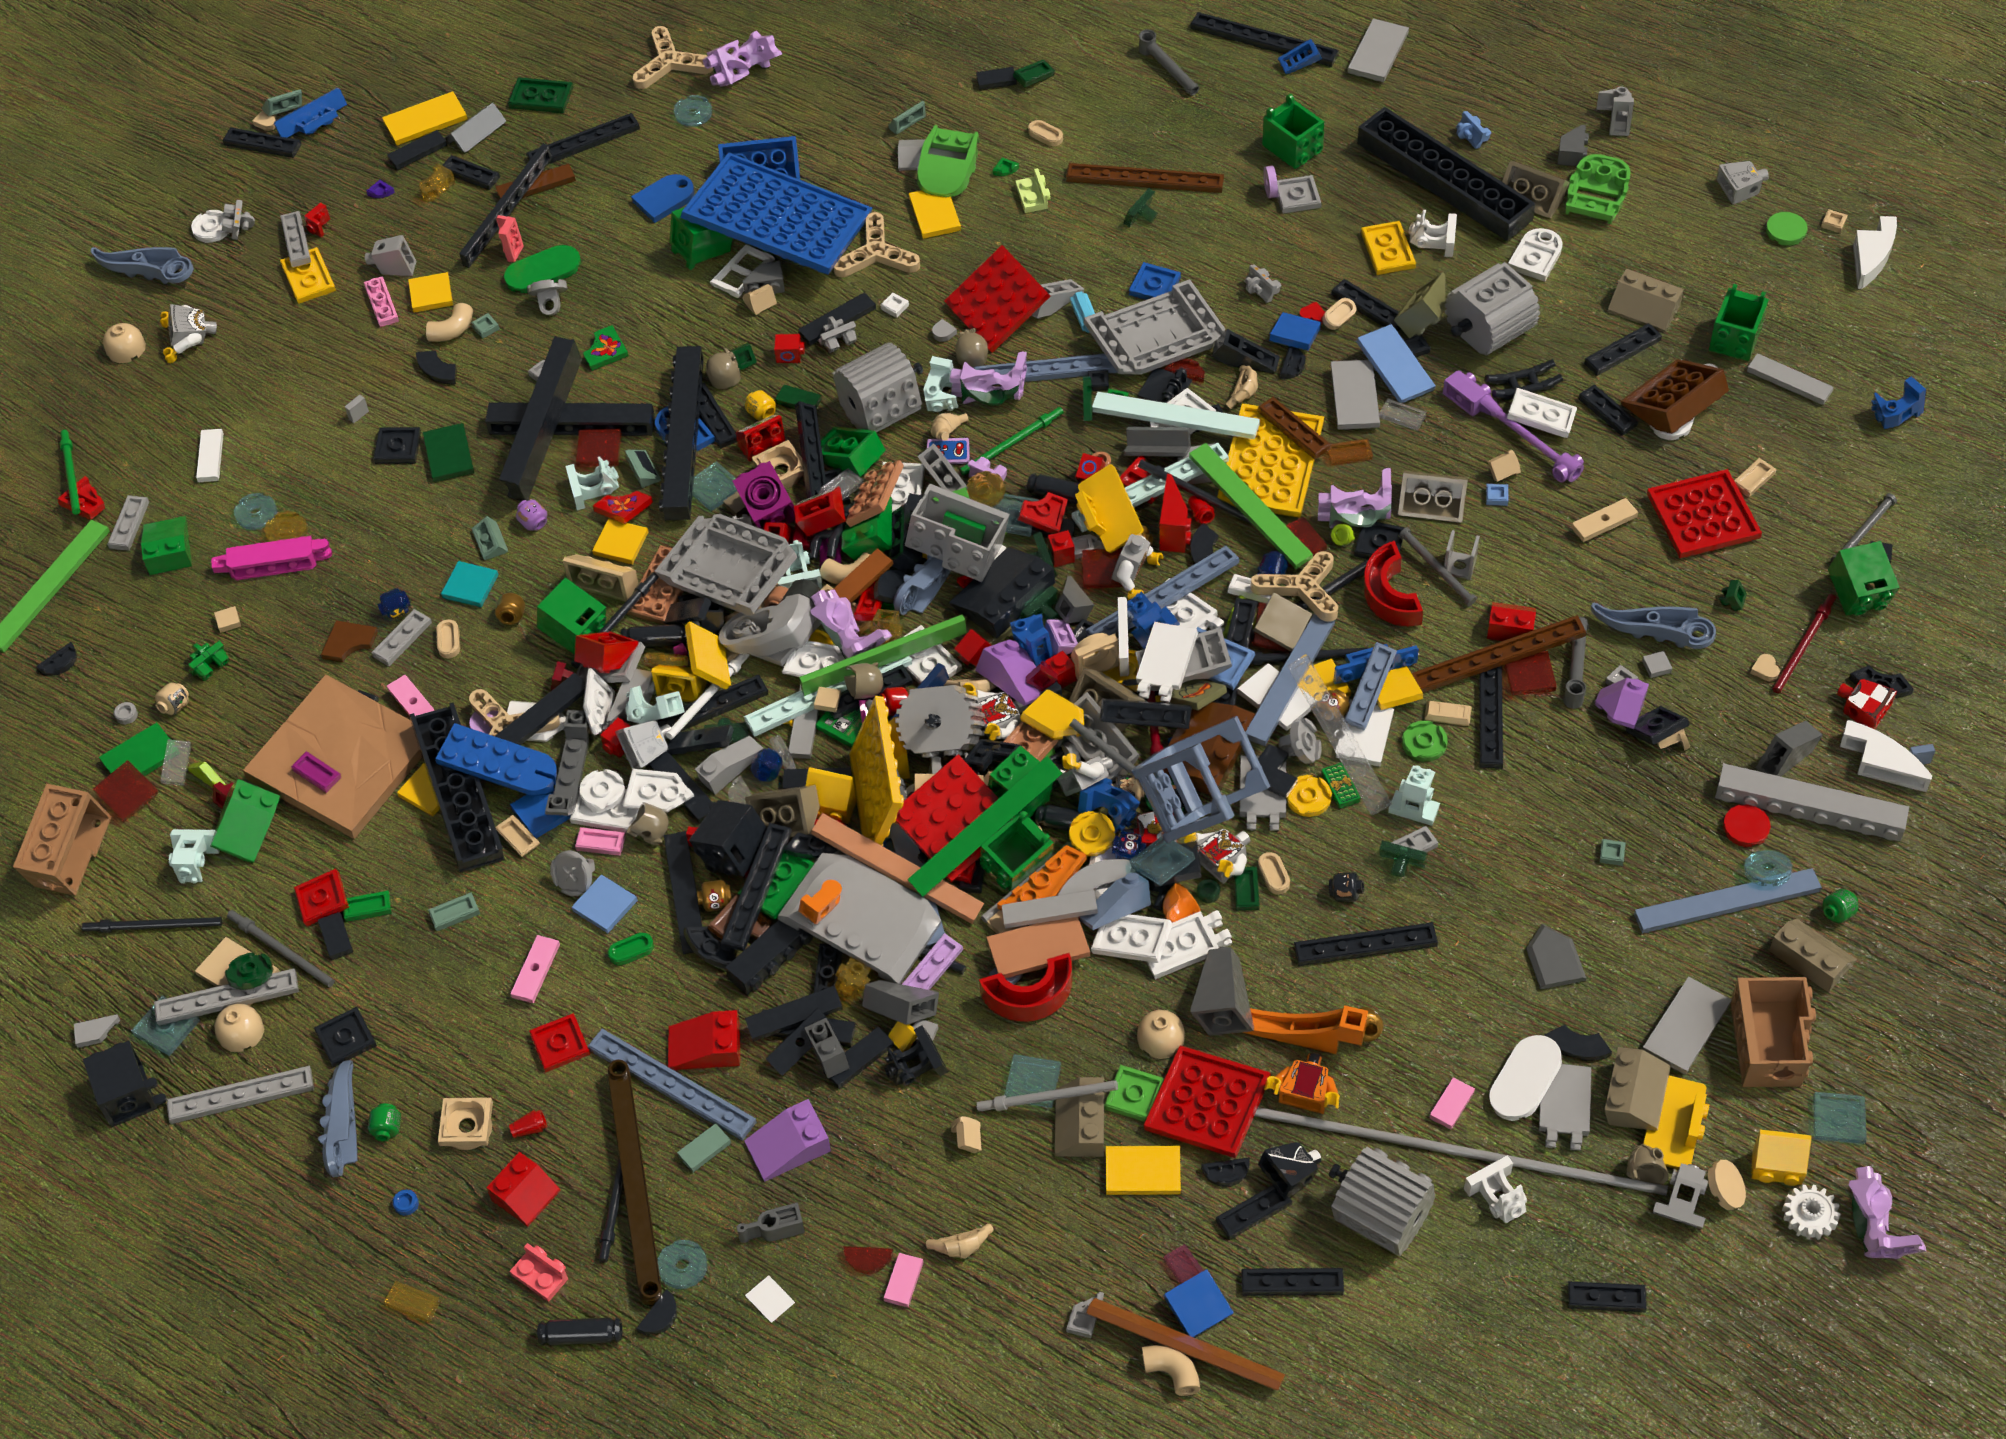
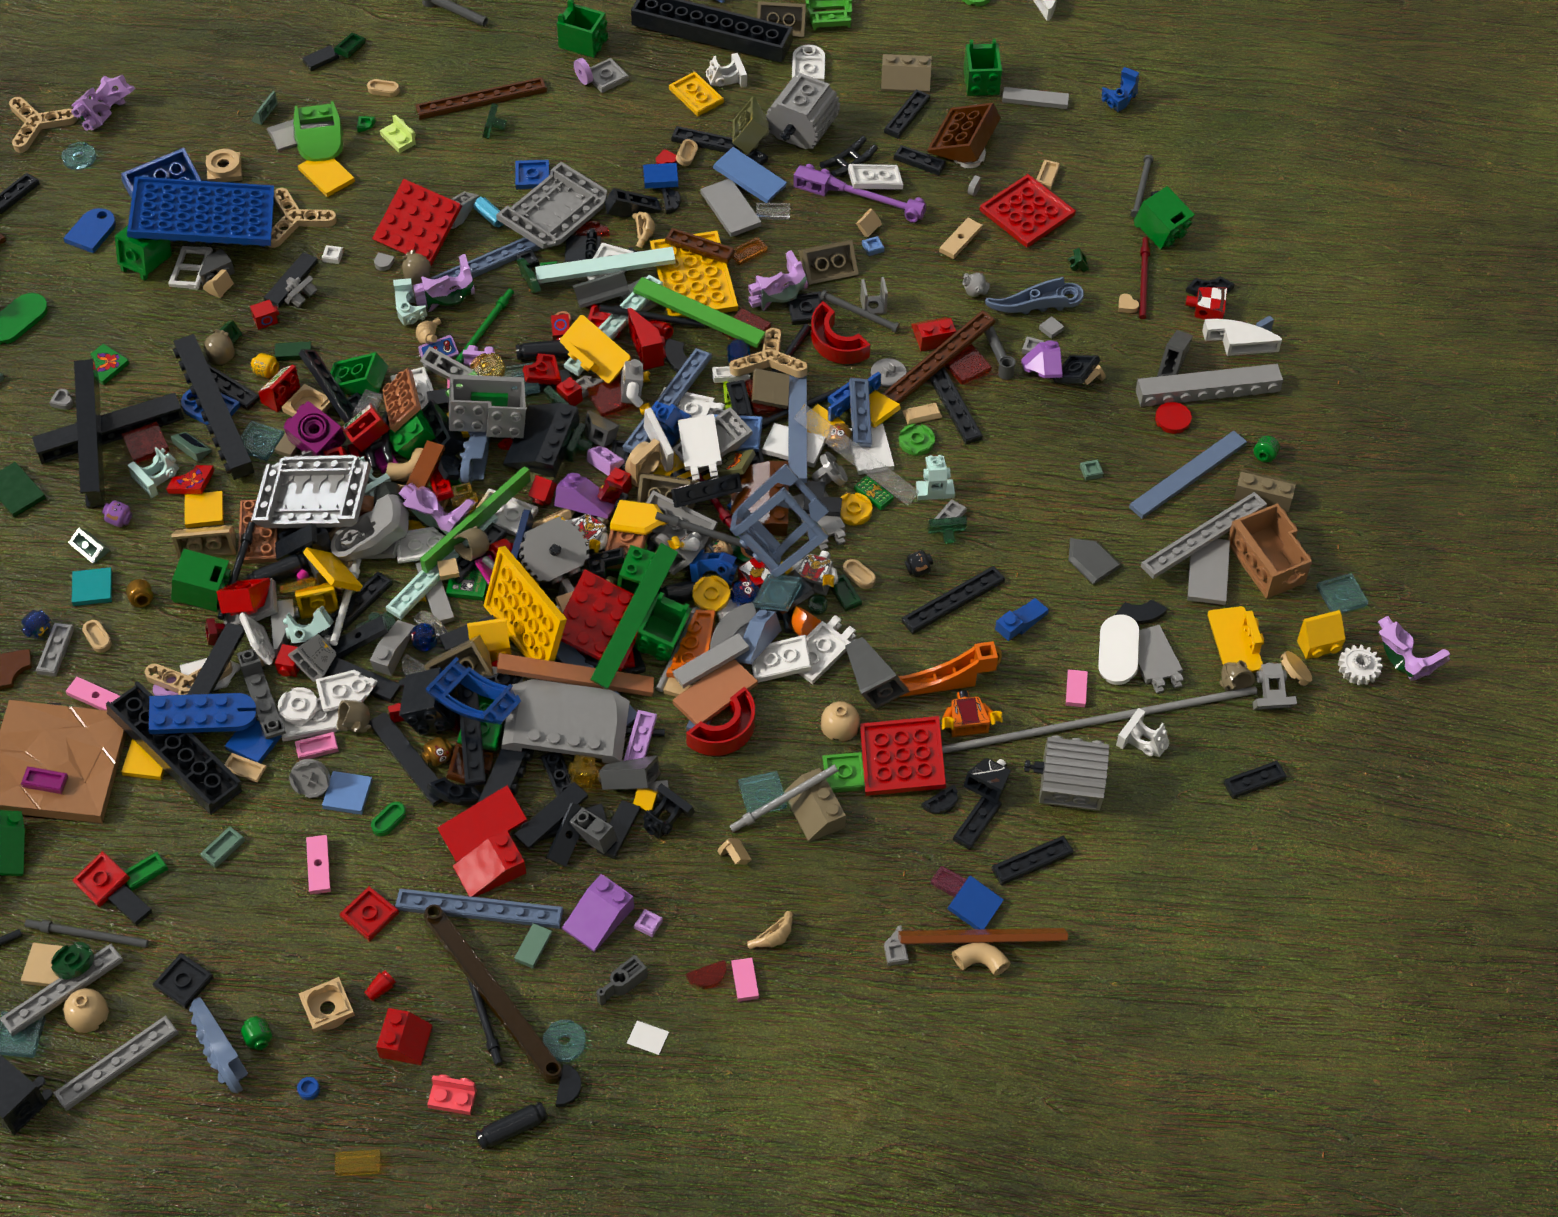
camera: 30 degrees left, 0 degrees up
(546, 291) = (34, 333): light grey tile -> none
(718, 990) = (481, 822): none -> red tile
(759, 819) = (456, 673): none -> blue wedge
(822, 903) = (534, 725): orange leg -> none
(834, 179) = (230, 173): none -> tan piece
(835, 1174) = (648, 923): none -> lavender tile
(878, 388) = (360, 318): light grey piece -> none
(1029, 635) = (577, 464): blue tile -> none
(1143, 1170) = (880, 825): yellow tile -> none
(1259, 282) = (615, 148): light grey hips -> none
(1342, 534) = (777, 311): lime tile -> none
(1429, 997) = (1021, 619): none -> blue slope
(1435, 648) = (890, 370): none -> light grey piece
(1590, 581) = (975, 284): none -> light grey piece
(1636, 1090) = (1200, 627): dark tan slope -> none
(1654, 463) = (974, 186): none -> light grey tile
(1697, 981) = (1201, 536): none -> light grey plate
(1757, 861) = (1212, 436): clear light blue tile -> none

